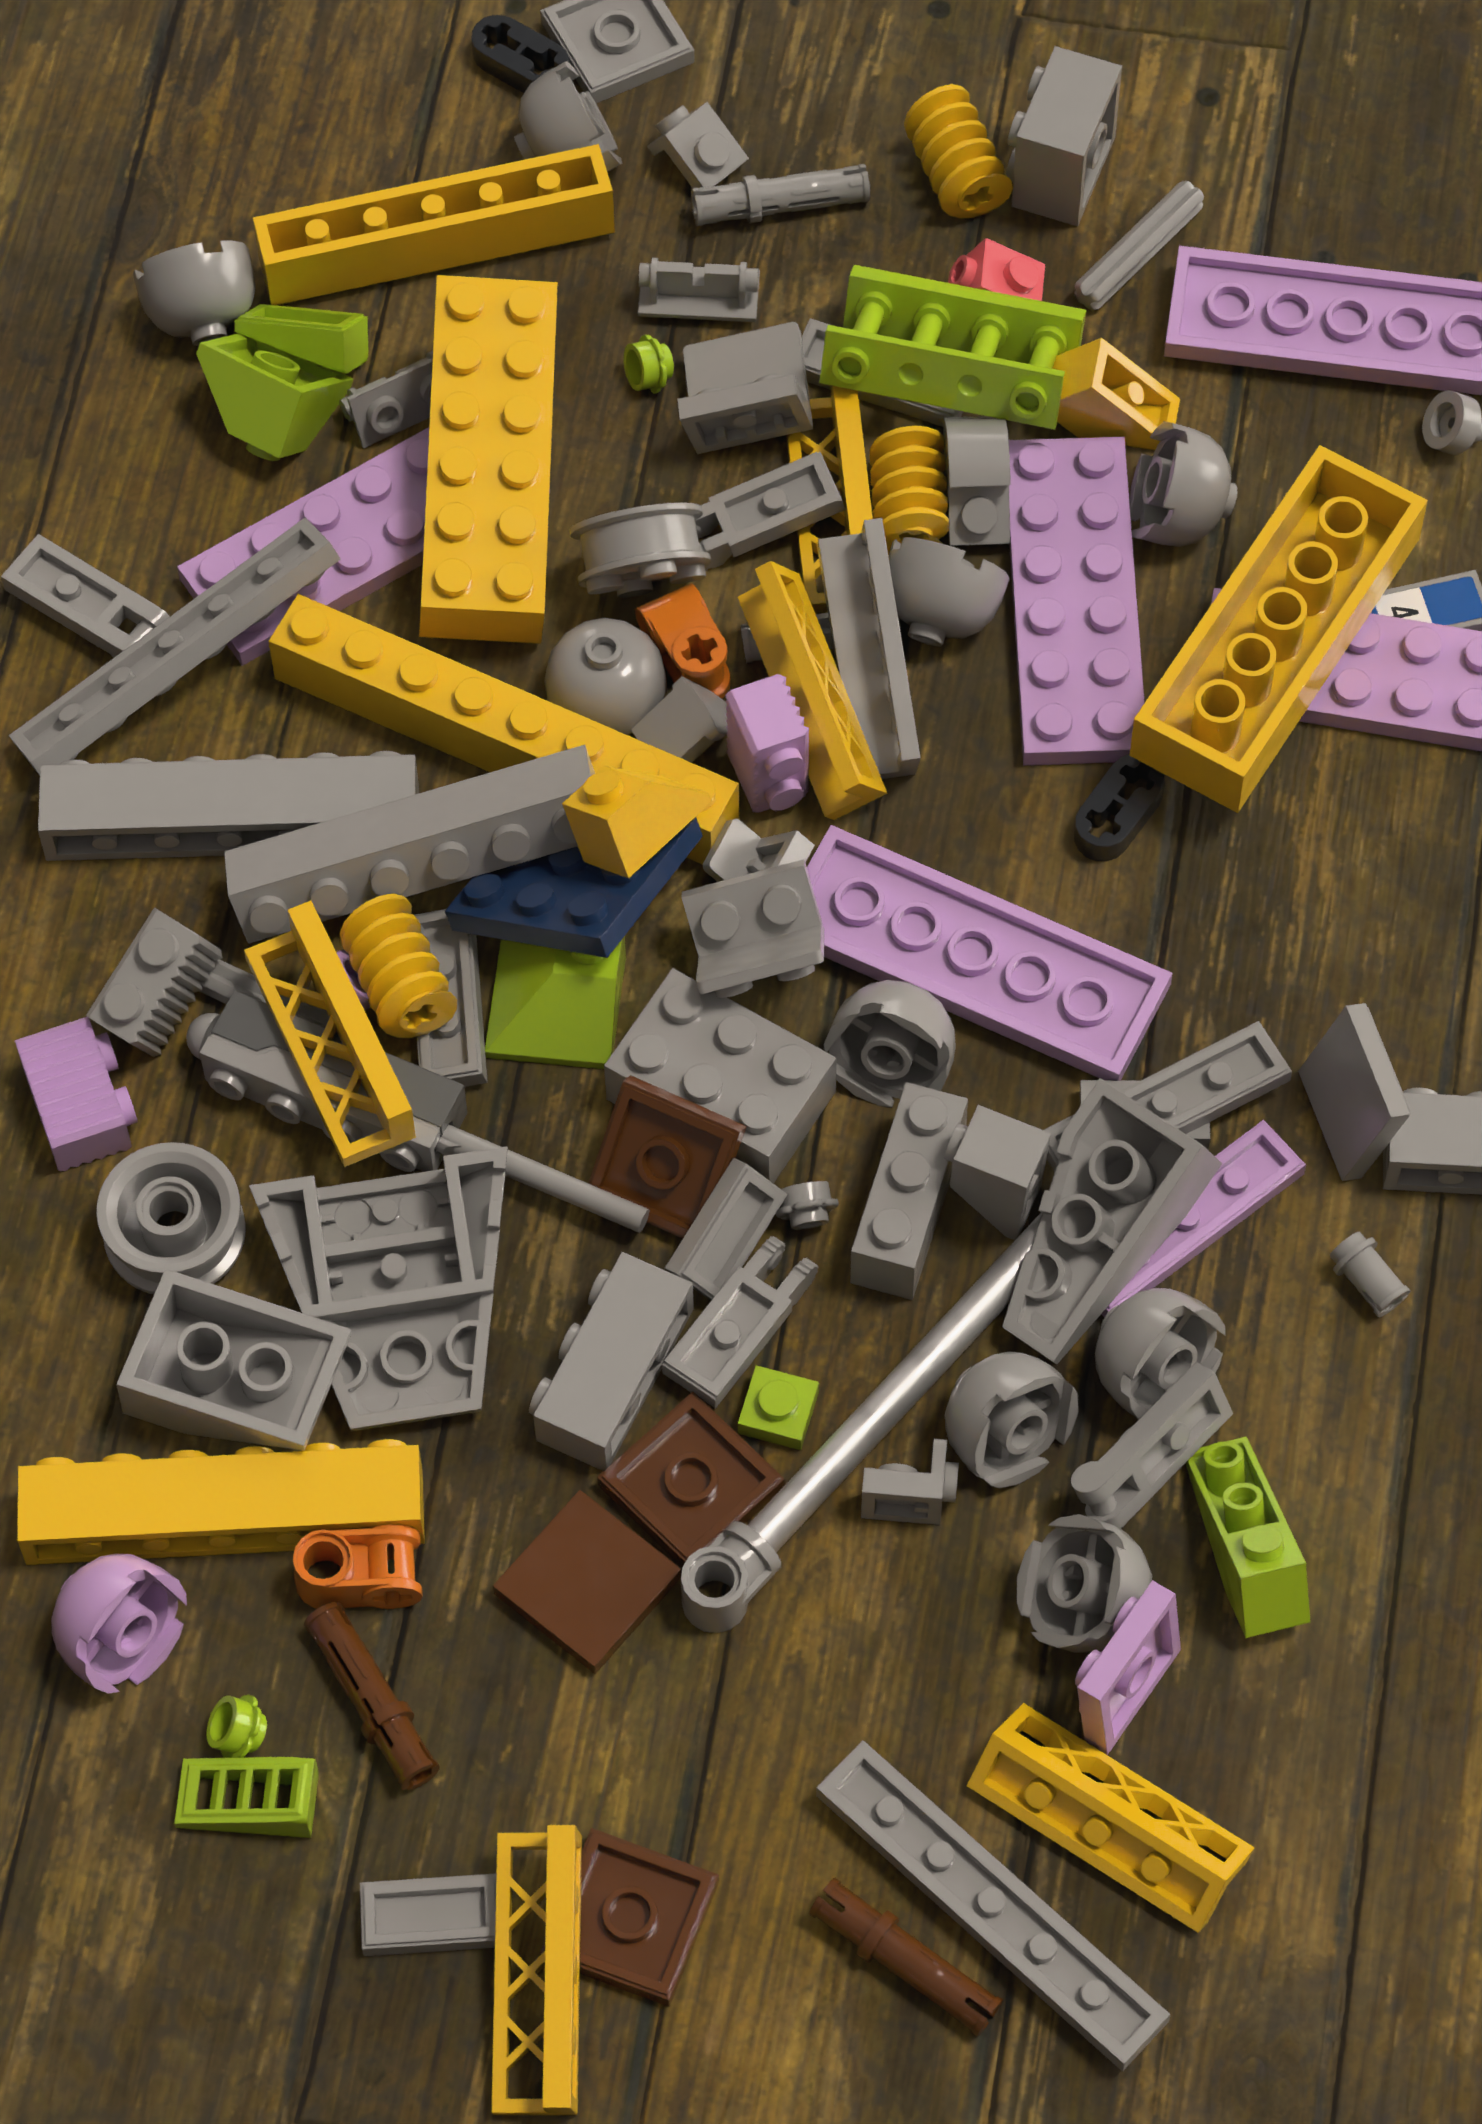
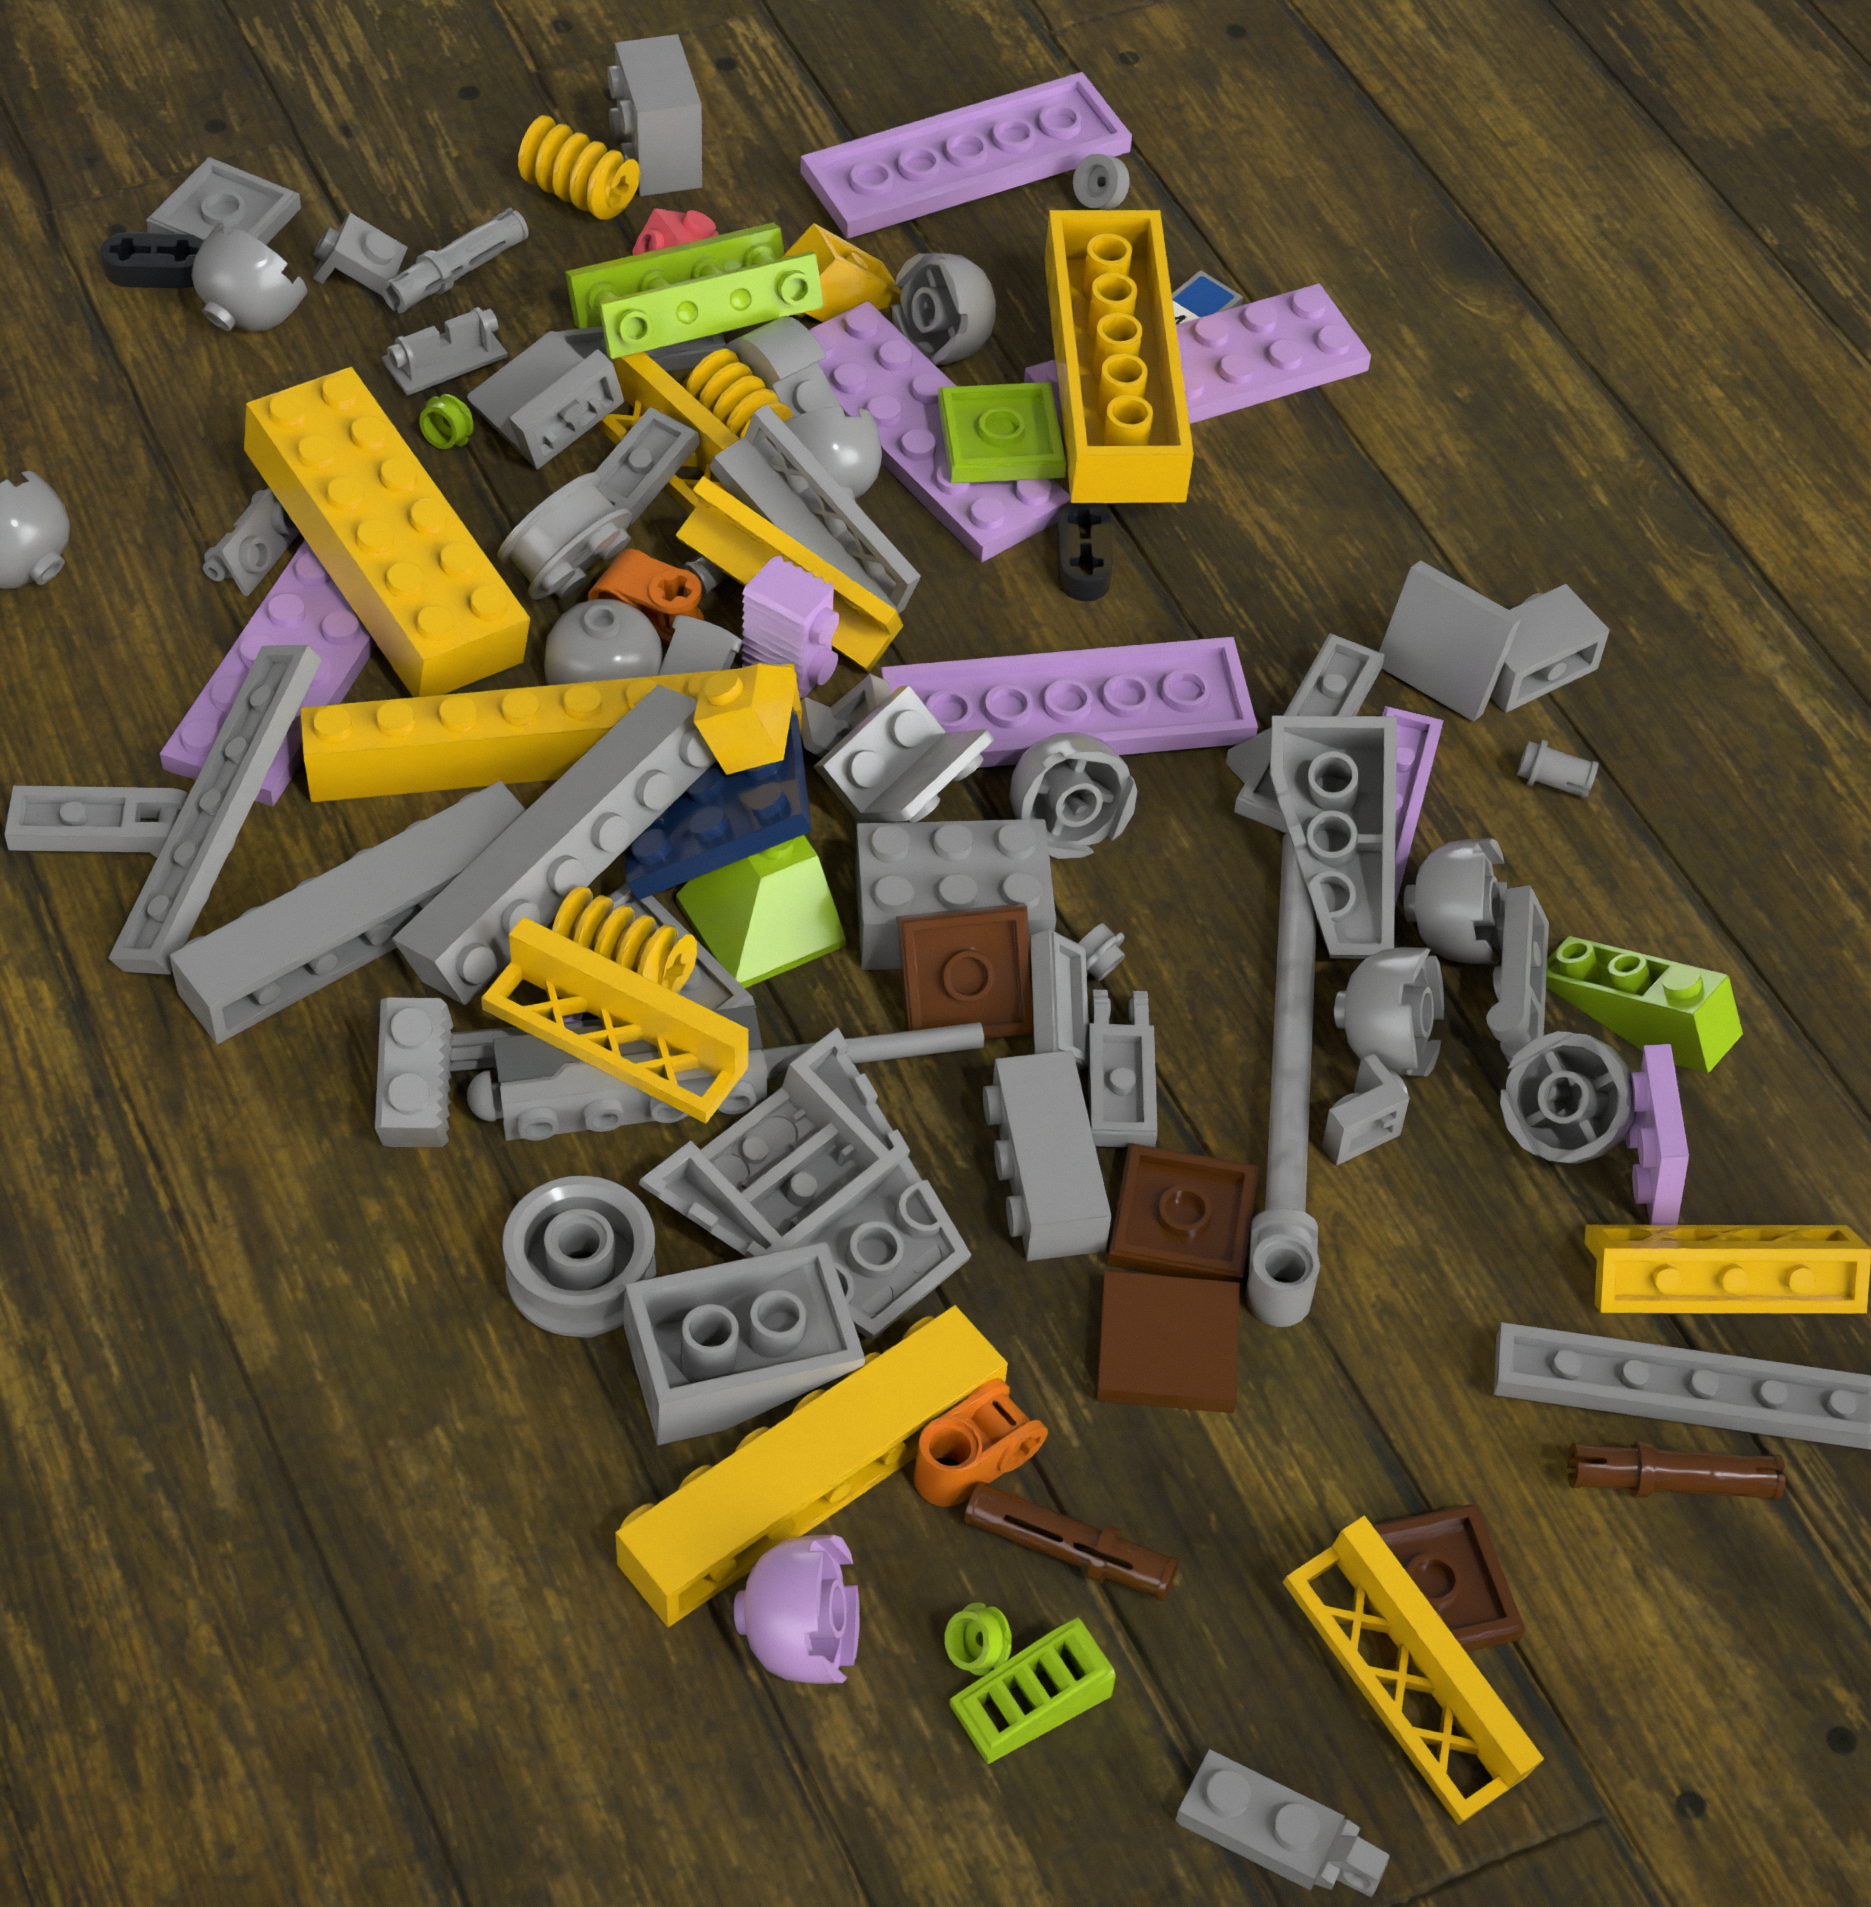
camera: 40 degrees left, 10 degrees down
(75, 1094) = (405, 1205): lavender brick -> none
(269, 394) = (142, 587): lime slope -> none
(319, 336) = (148, 524): lime slope -> none
(347, 2020) = (1278, 1828): none -> light grey hinge
(428, 1914) = (1268, 1692): light grey tile -> none
(435, 224) = (186, 397): yellow brick -> none
(778, 1407) = (1204, 1117): lime plate -> none
(907, 1192) = (1174, 895): light grey brick -> none
(998, 1167) = (1245, 827): light grey slope -> none
(1118, 643) = (1001, 432): none -> lime tile
(1138, 245) = (764, 172): light grey axle -> none

